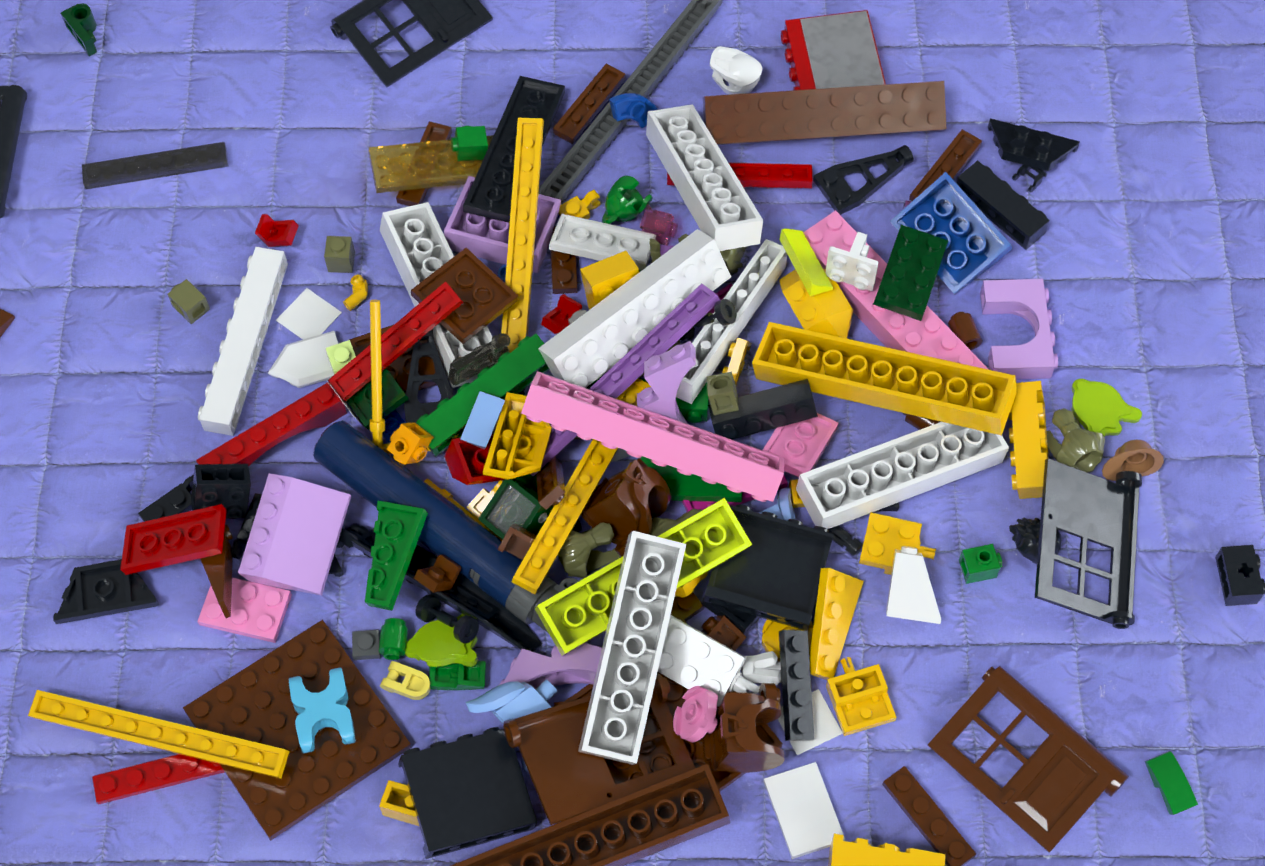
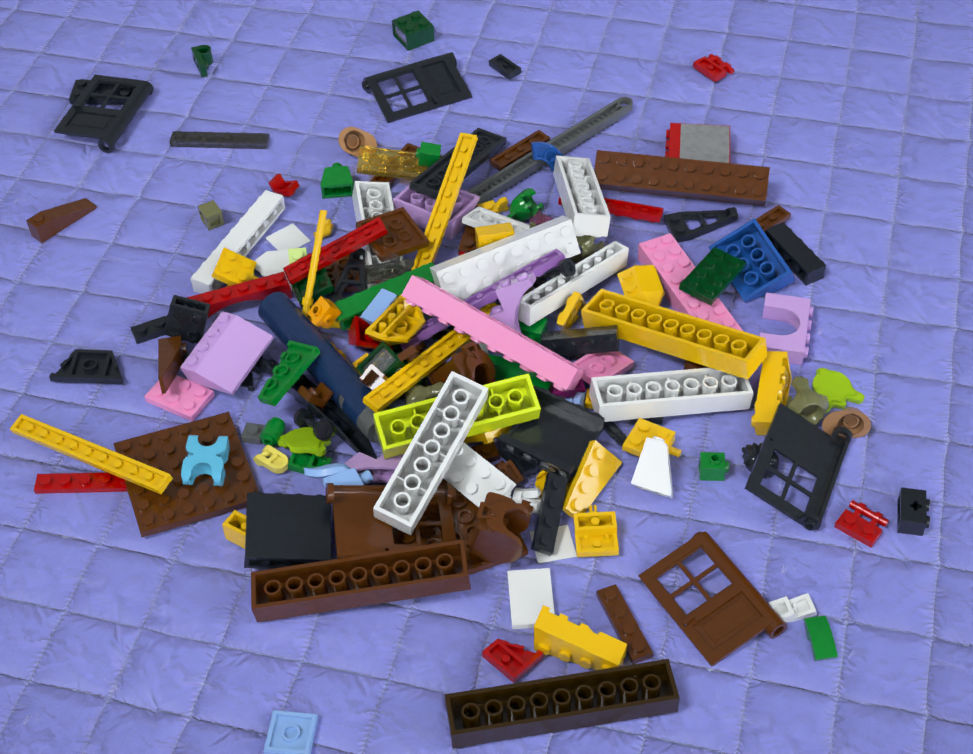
camera: 15 degrees right, 15 degrees down
(173, 539) = (145, 340): red plate -> none
(257, 391) = (234, 268): none -> yellow plate
(339, 254) = (318, 202): olive brick -> none
(350, 207) = (336, 182): none -> green torso
(357, 134) = (351, 139): none -> medium nougat piece
(696, 714) = (467, 514): bright pink plate -> none
(722, 393) = (553, 323): olive brick -> none
(736, 68) = (626, 142): white helmet -> none
(805, 261) = (637, 256): neon yellow slope -> none
(853, 266) = (669, 258): white bracket -> none
(965, 329) = (745, 321): reddish brown brick -> none
(1030, 146) = (827, 224): black wing -> none
(1037, 179) = (818, 237): black piece -> none
(1129, 747) = (795, 608): none -> white slope
(1179, 611) = (859, 528): none -> red plate

